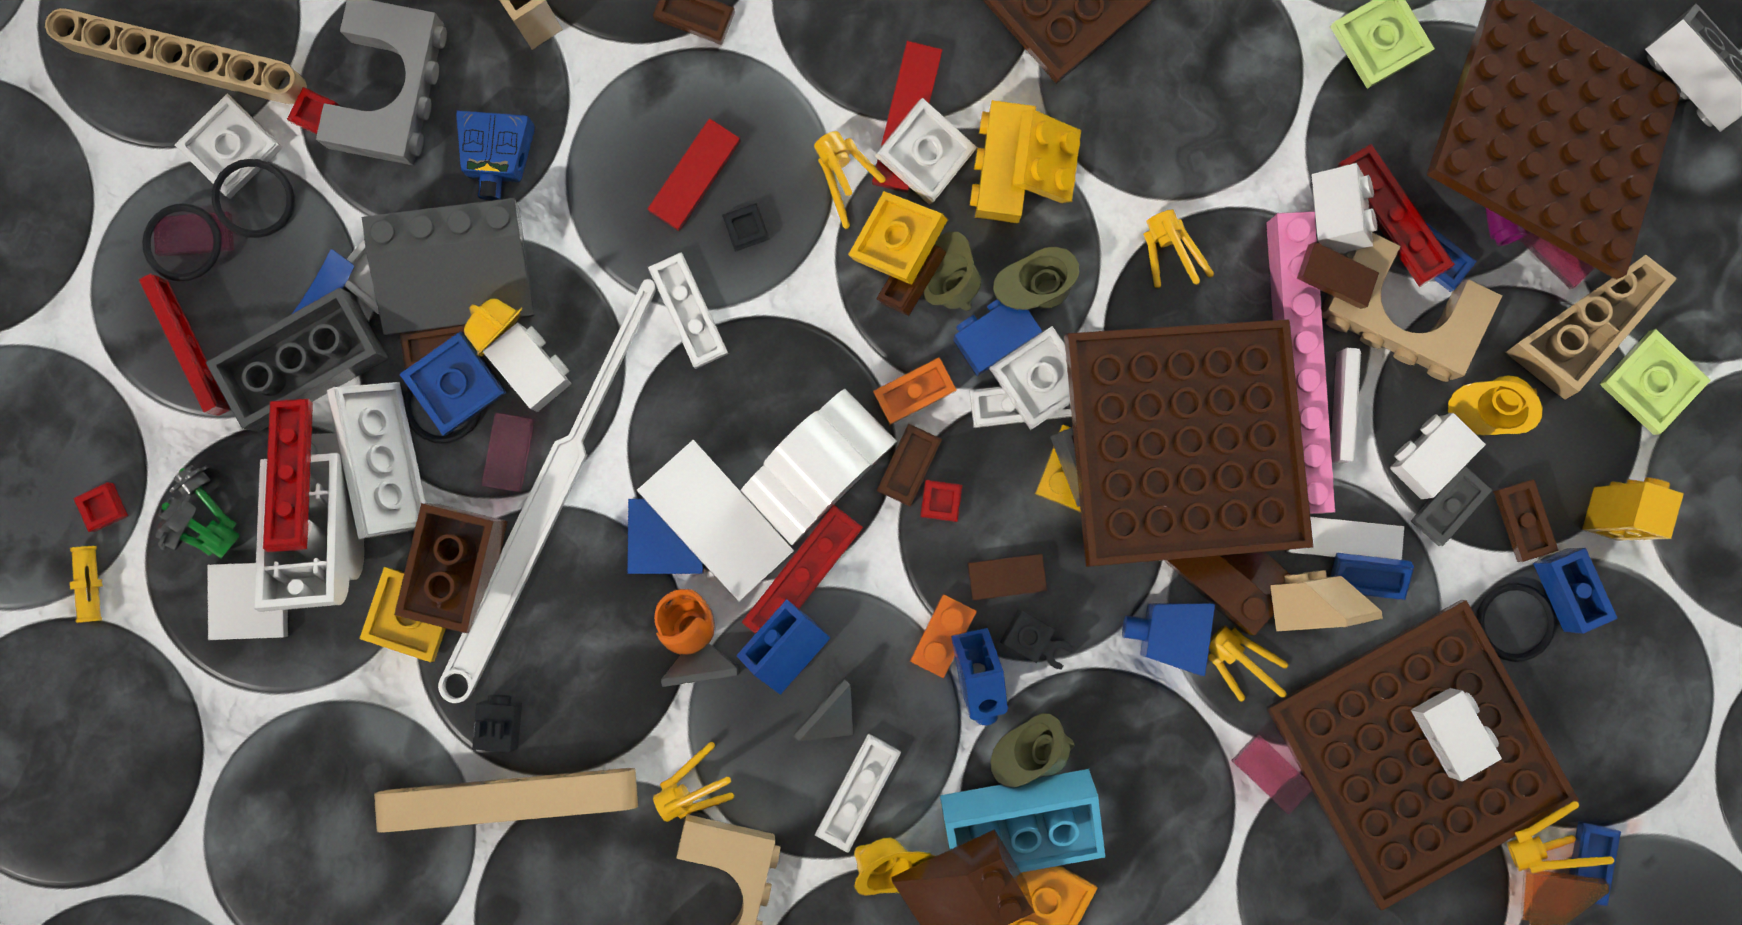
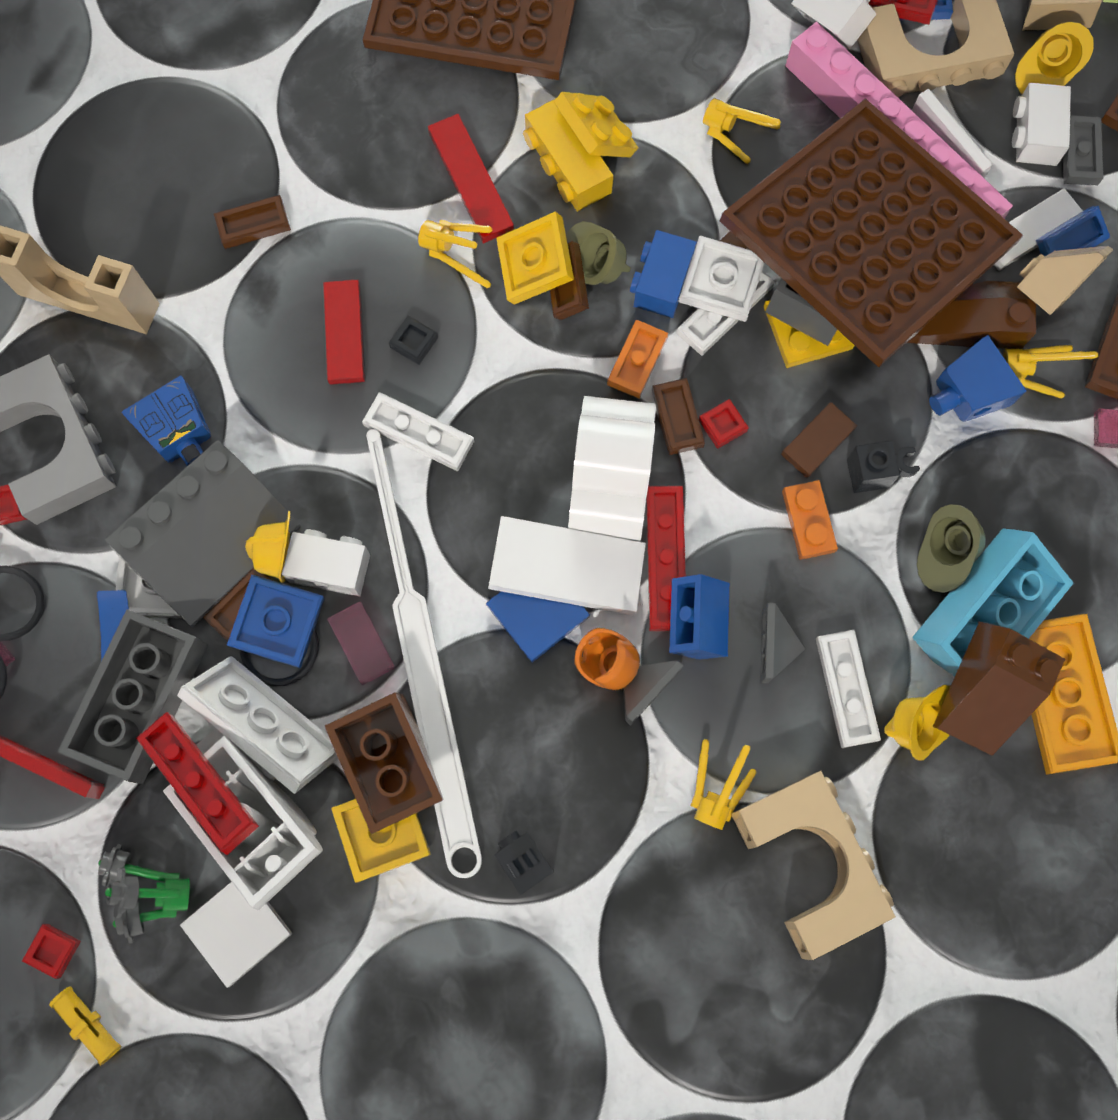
camera: 35 degrees left, 10 degrees down
(506, 800) = (577, 920): tan beam -> none
(925, 151) = (504, 187): white tile -> none
(983, 691) = (867, 519): blue torso -> none
(1037, 280) = (663, 210): olive piece -> none
(1338, 275) = (871, 47): reddish brown tile -> none

